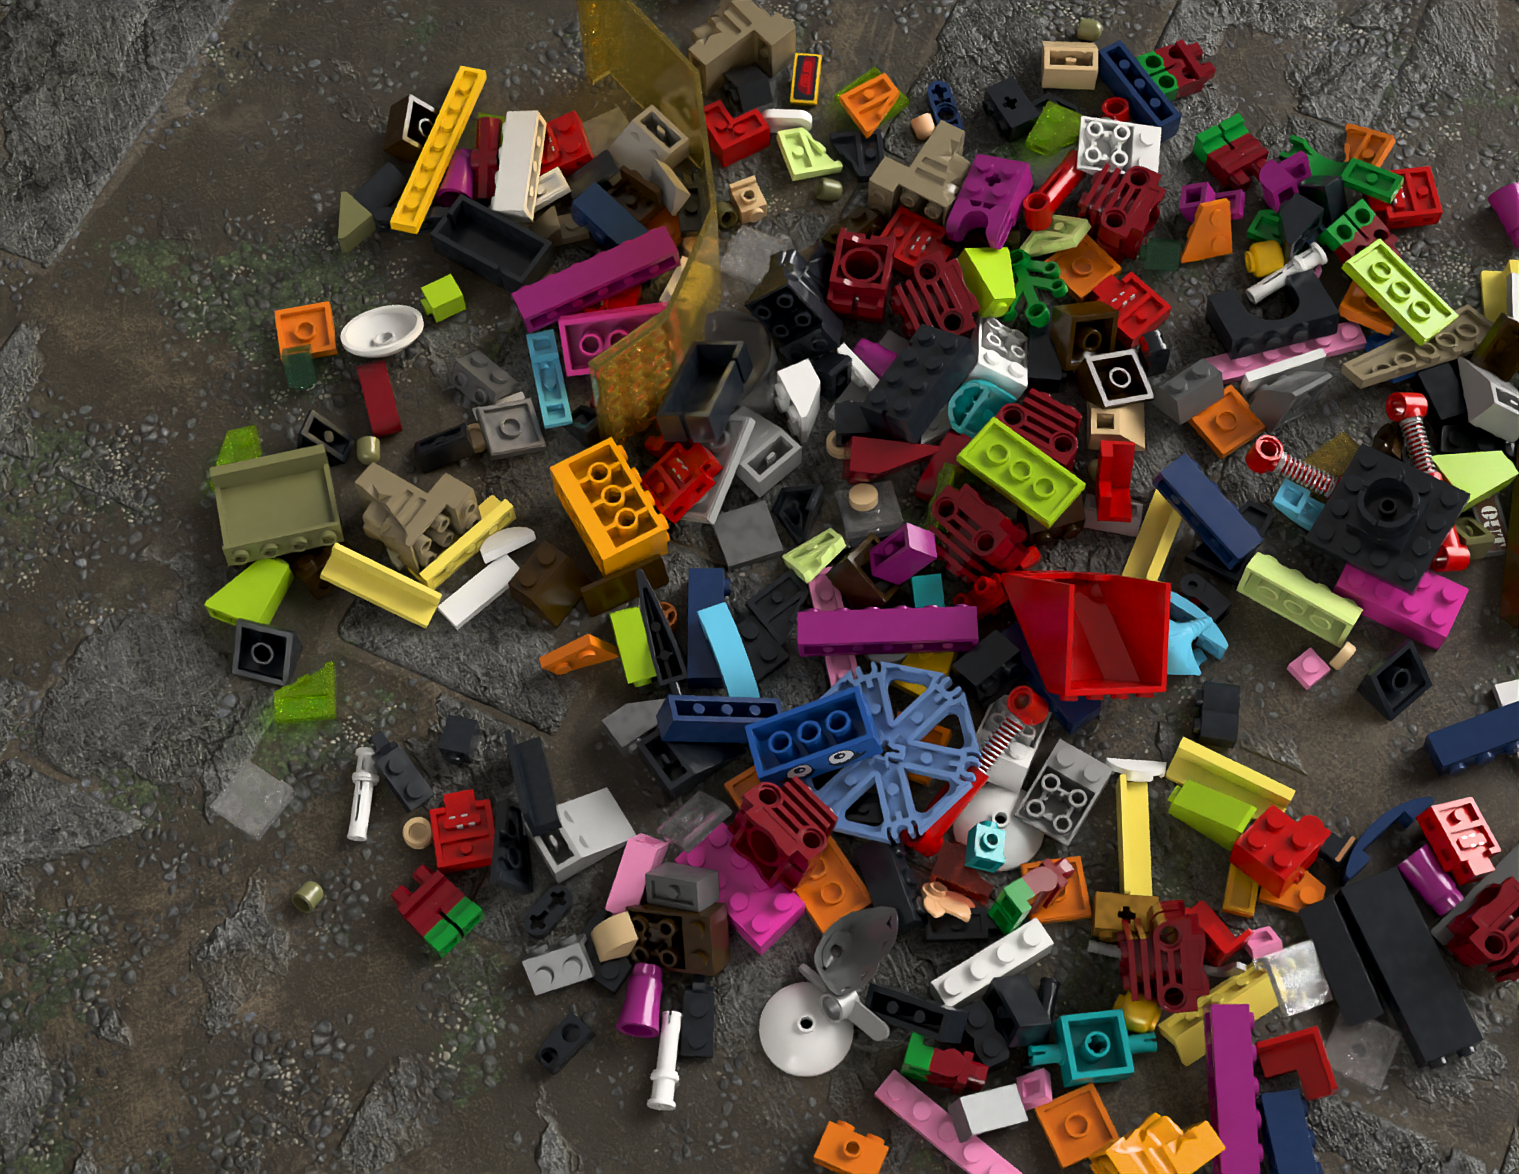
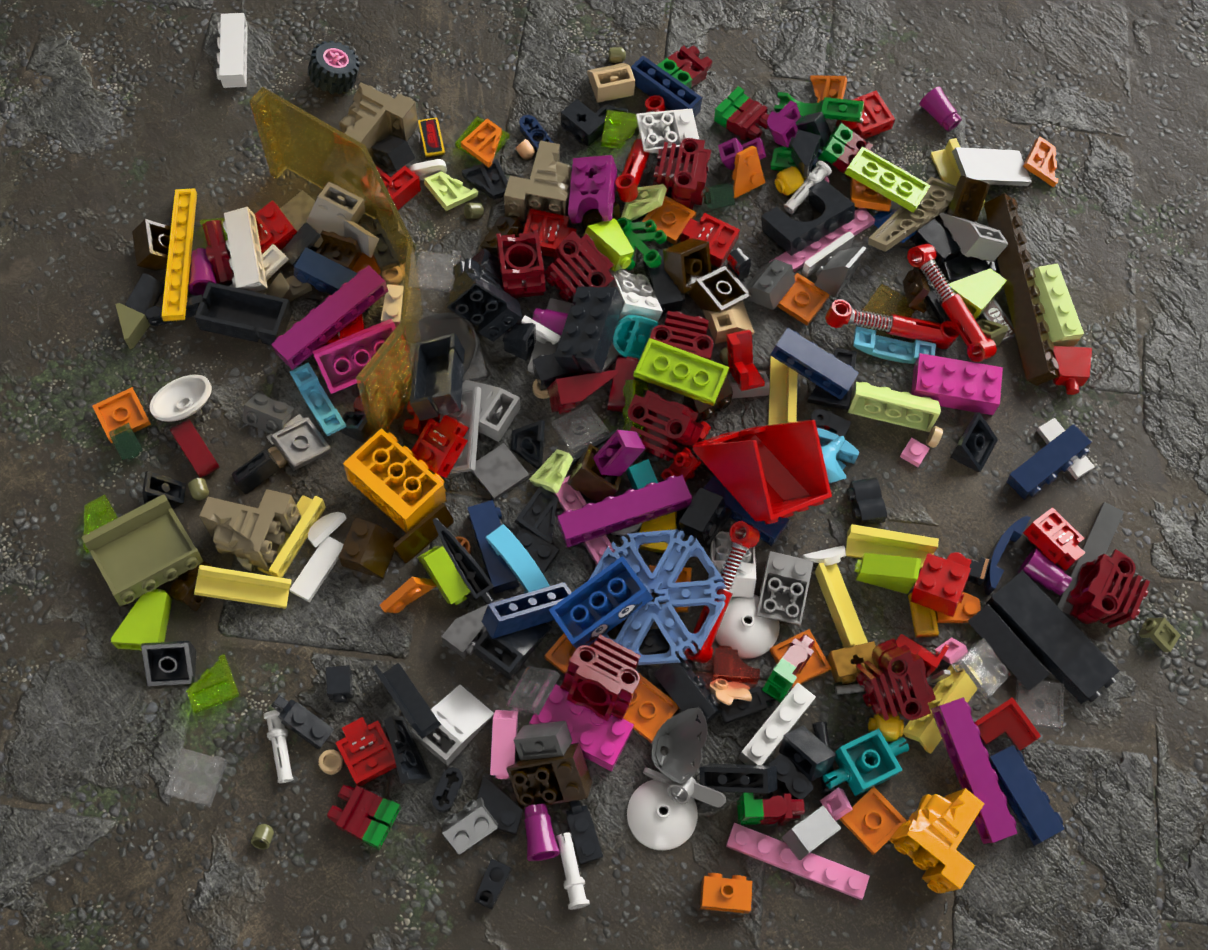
camera: 25 degrees left, 0 degrees up
(442, 298) = (218, 362): lime brick -> none
(614, 937) = (504, 793): tan brick -> none
(748, 200) = (420, 232): tan brick -> none
(798, 397) = (503, 362): white slope -> none
(863, 497) = (574, 420): tan tile -> none
(982, 854) = (746, 643): teal brick -> none
(1387, 519) = (936, 335): black piece -> none

